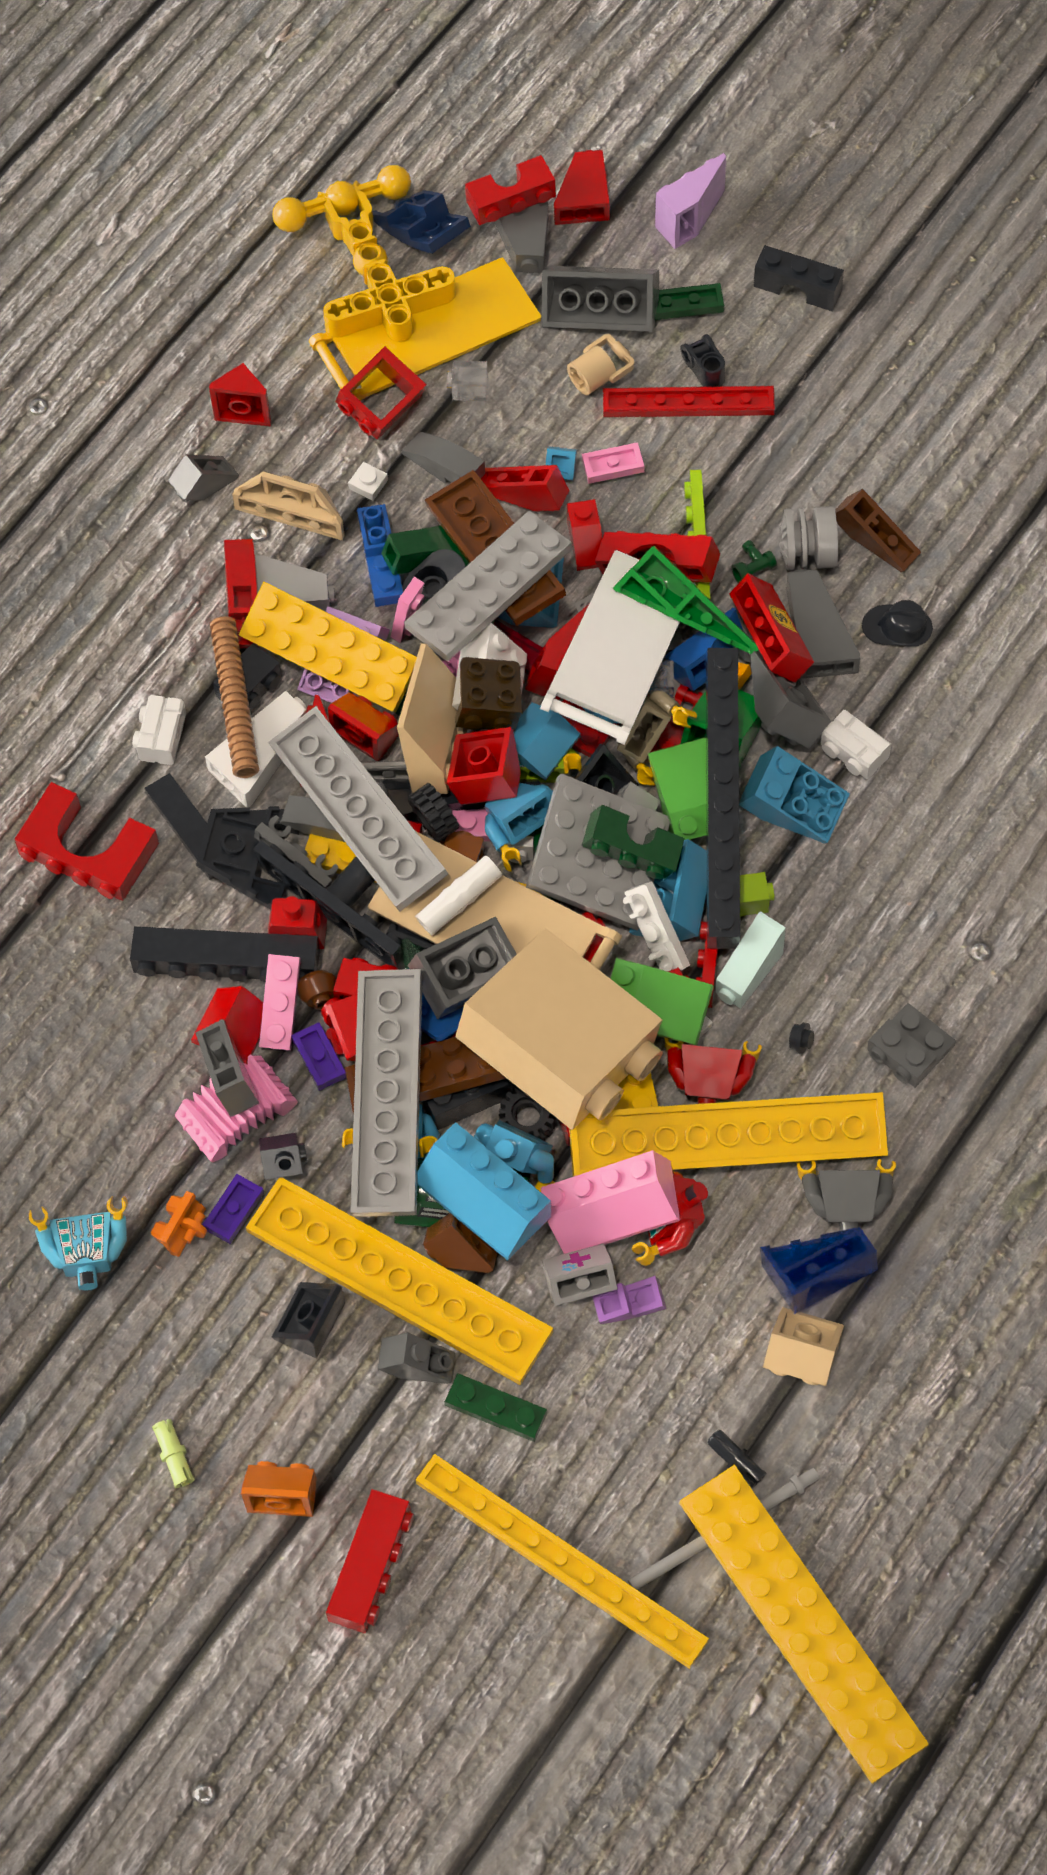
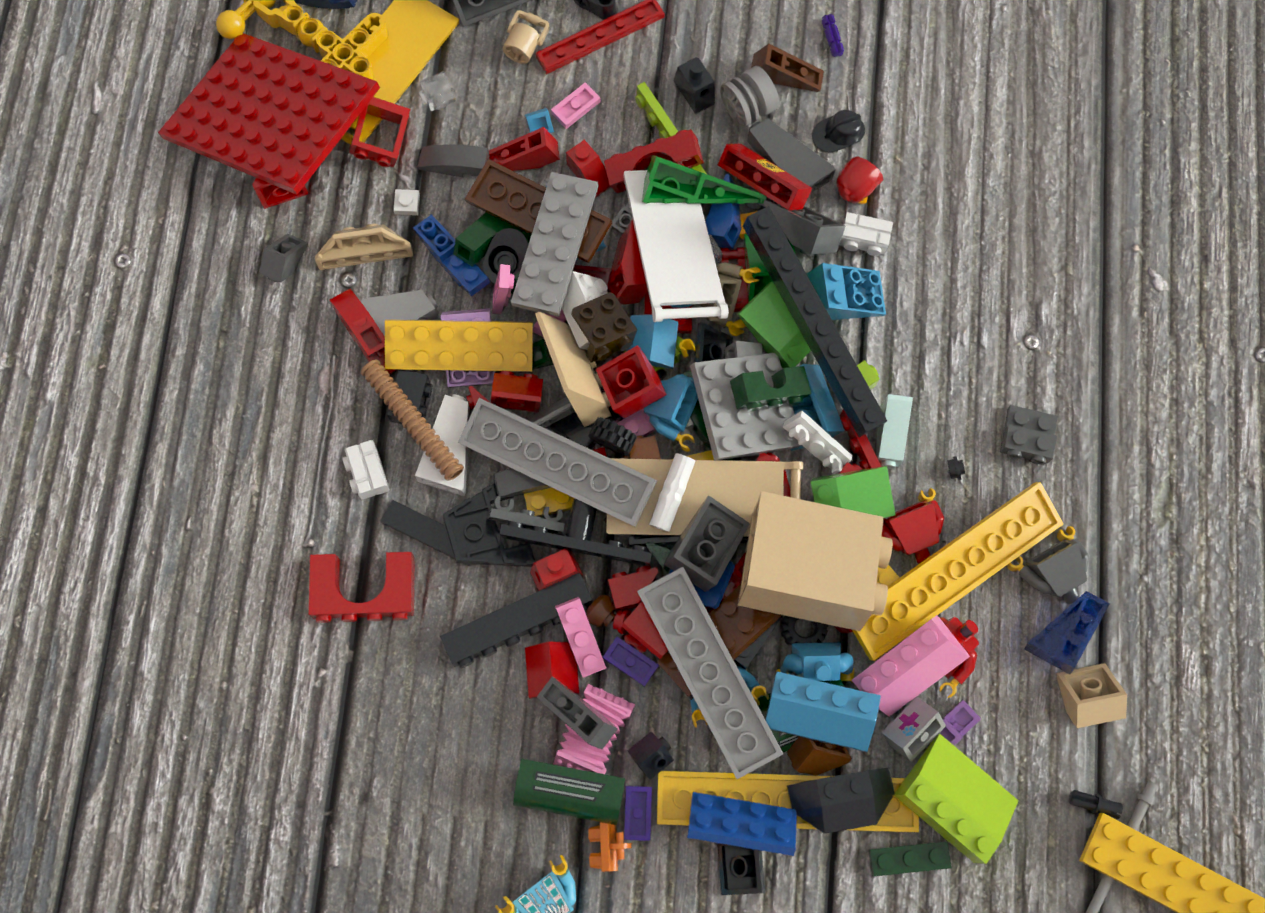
camera: 35 degrees left, 10 degrees up
(172, 1141) = (568, 791): none -> dark green brick
(273, 318) = (269, 112): none -> red plate
(331, 1263) = (742, 824): none -> blue plate
(416, 1359) = (836, 857): dark grey slope -> none
(458, 1300) = (843, 800): none -> black wedge
(583, 1368) = (958, 800): none -> lime slope
(758, 491) = (694, 81): none -> black torso
(760, 562) = (714, 144): dark green piece -> none
(879, 683) = (858, 180): none -> red piece
(955, 518) = (832, 35): none -> dark purple axle

